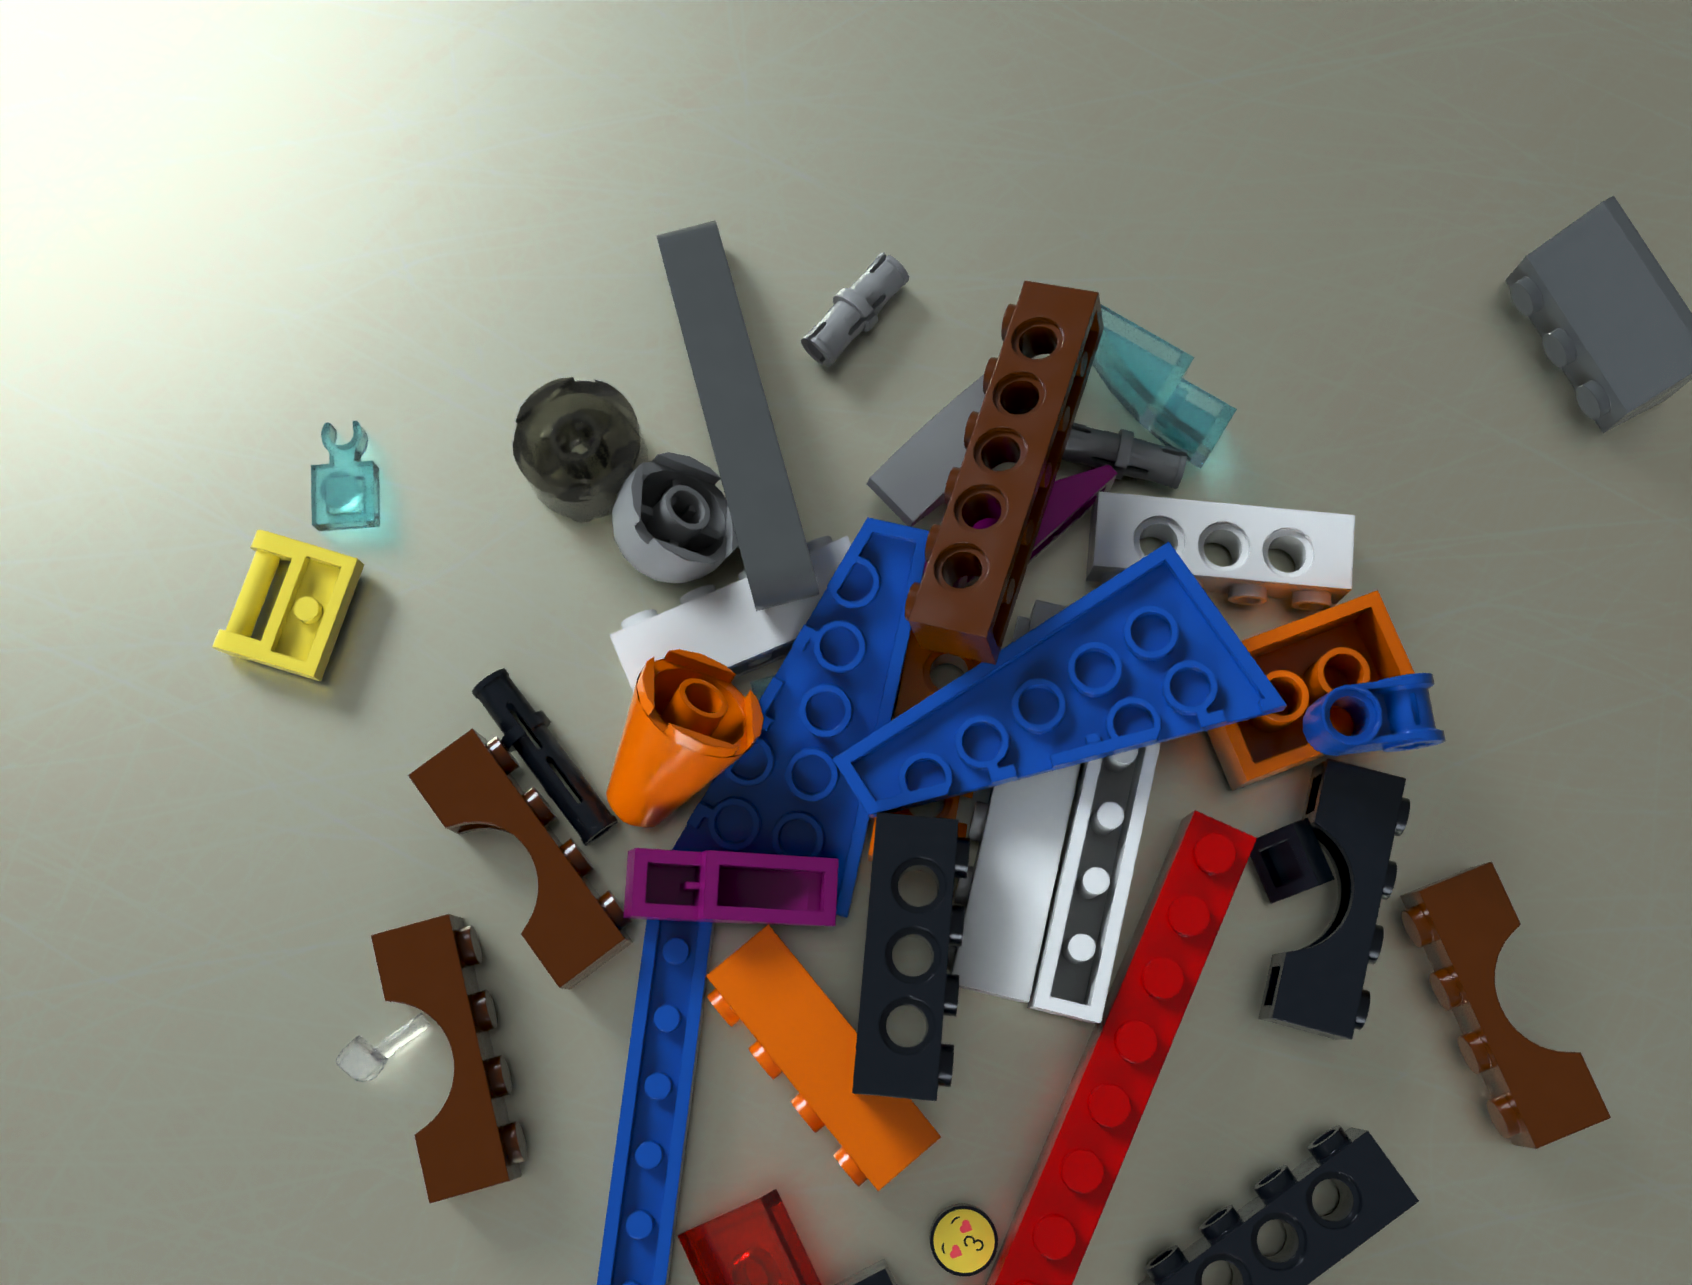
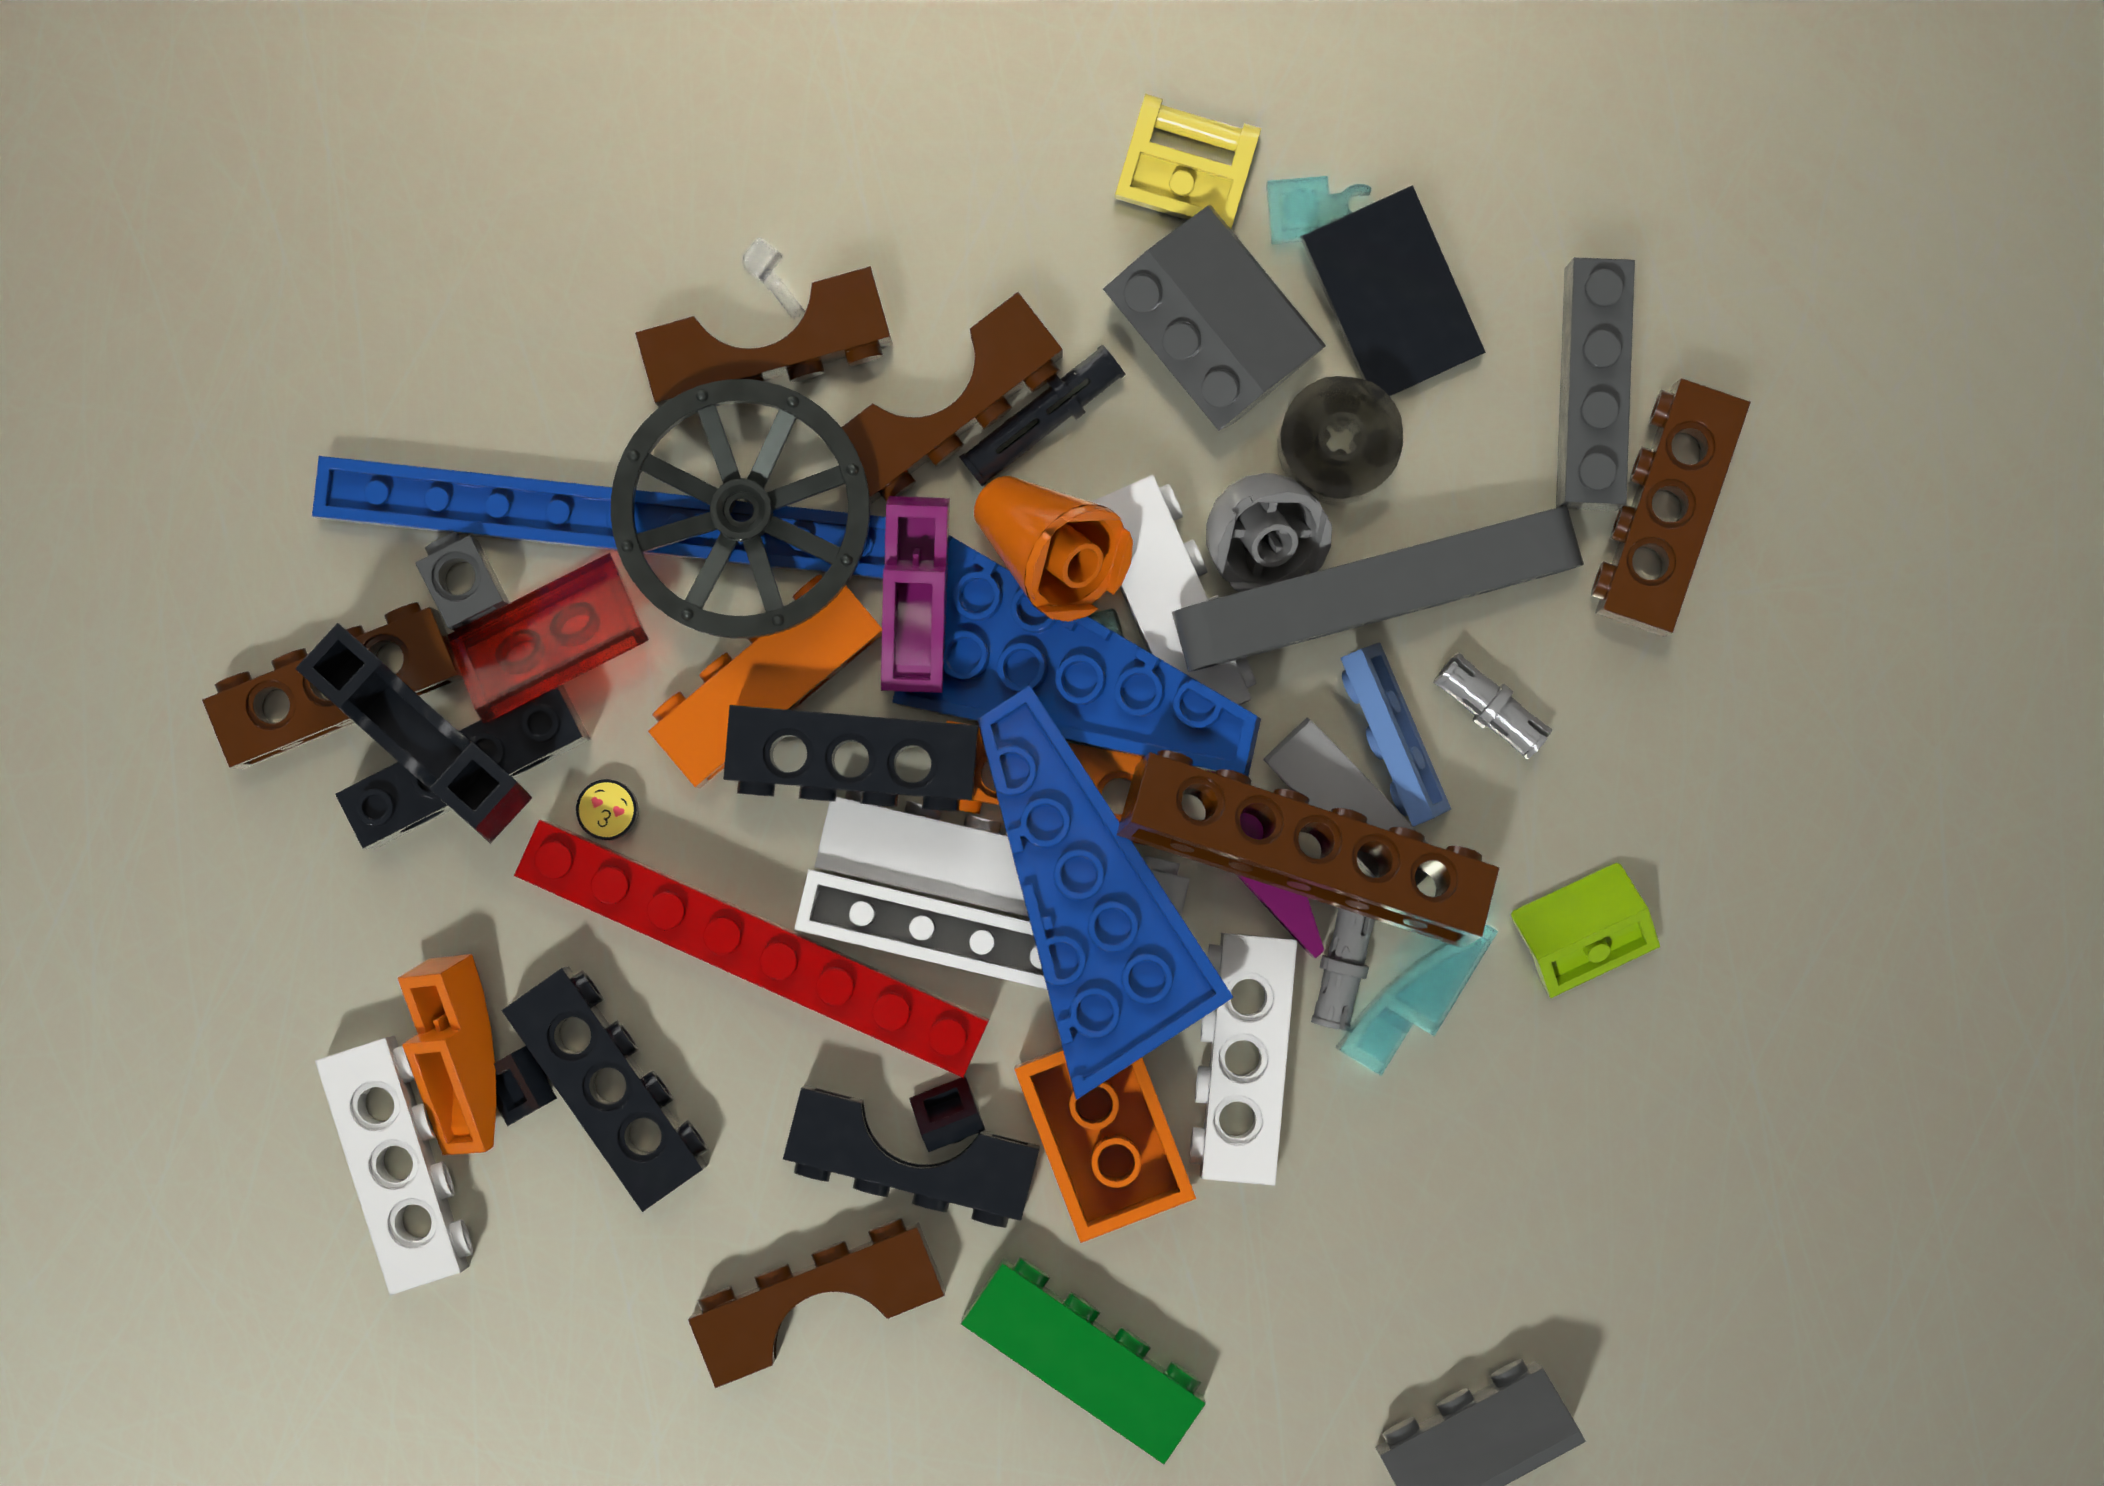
camera: 85 degrees right, 10 degrees up
(431, 401) = (1393, 292): none -> black tile
(446, 573) = (1214, 317): none -> dark grey slope
(518, 1023) = (703, 401): none -> pearl dark grey wheel
(534, 207) = (1595, 384): none -> dark grey brick
(584, 97) = (1716, 424): none -> reddish brown brick
(884, 403) = (1394, 734): none -> medium blue plate
(1076, 223) = (1586, 929): none -> lime panel
(1384, 713) = (1070, 1189): blue piece -> none
(1542, 718) = (1084, 1359): none -> green brick

